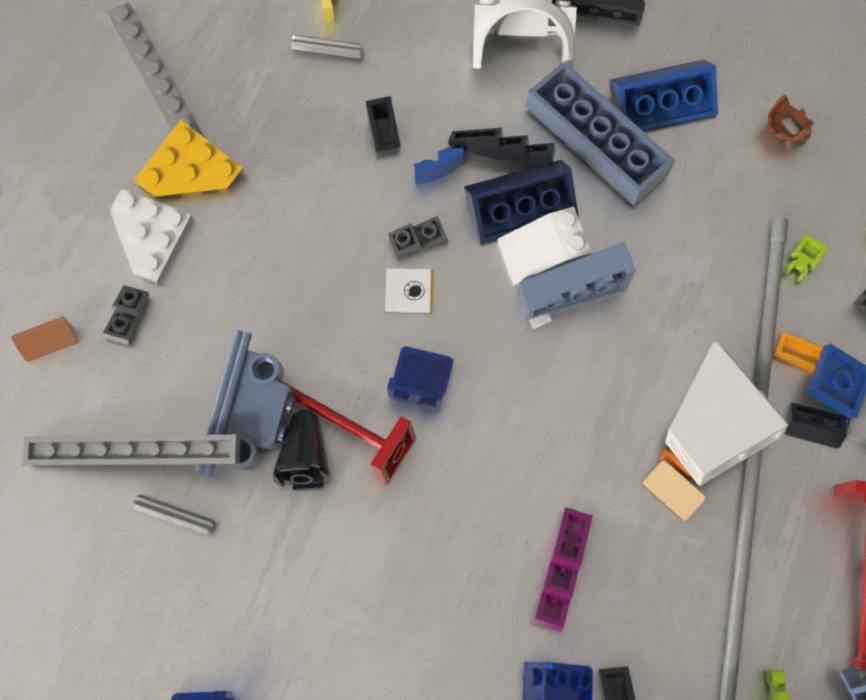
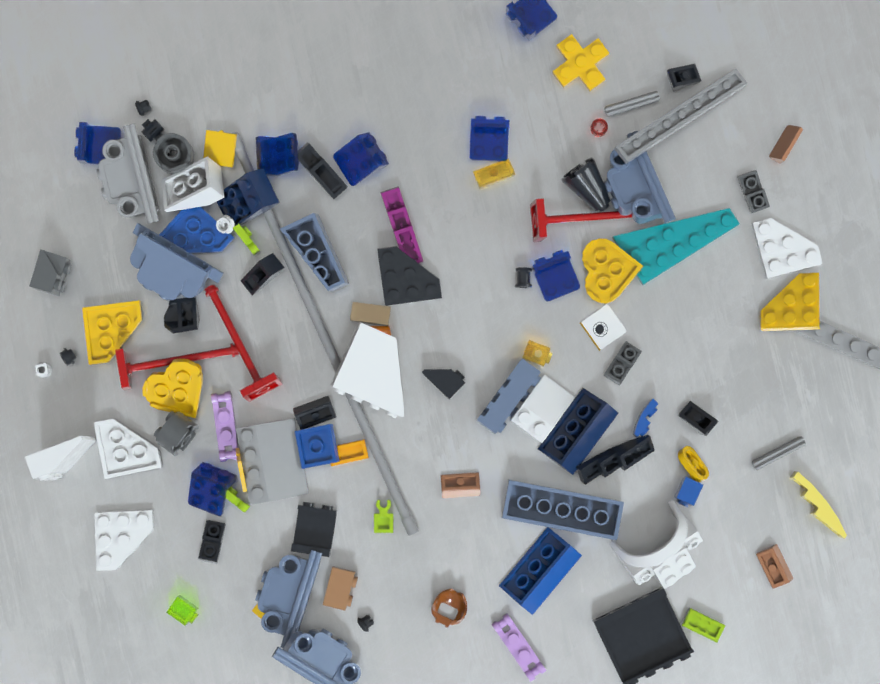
camera: 145 degrees right, 15 degrees up
(90, 499) = (683, 76): none -> black slope
(192, 612) = (580, 62): none -> yellow plate
(232, 506) = (594, 124): none -> clear red bush
(279, 326) = (670, 243): none -> teal wing
(355, 340) = (608, 270): none -> yellow plate
(378, 597) = (489, 139): none -> clear blue bracket
(403, 551) = (494, 173): none -> clear yellow slope
(423, 90) = (693, 464): none -> yellow plate
(449, 68) = (688, 492): none -> blue brick
(459, 402) = (523, 277): none -> black bush
(506, 317) = (529, 353): none -> clear yellow brick
(602, 501) = (405, 278): none -> black plate
(635, 352) = (445, 380): none -> black slope
(691, 236) = (460, 485): none -> nougat slope
(695, 613) = (314, 246): none -> sand blue wedge
(736, 45) = (518, 647): none -> lavender plate
(782, 635) = (262, 273): none -> black slope

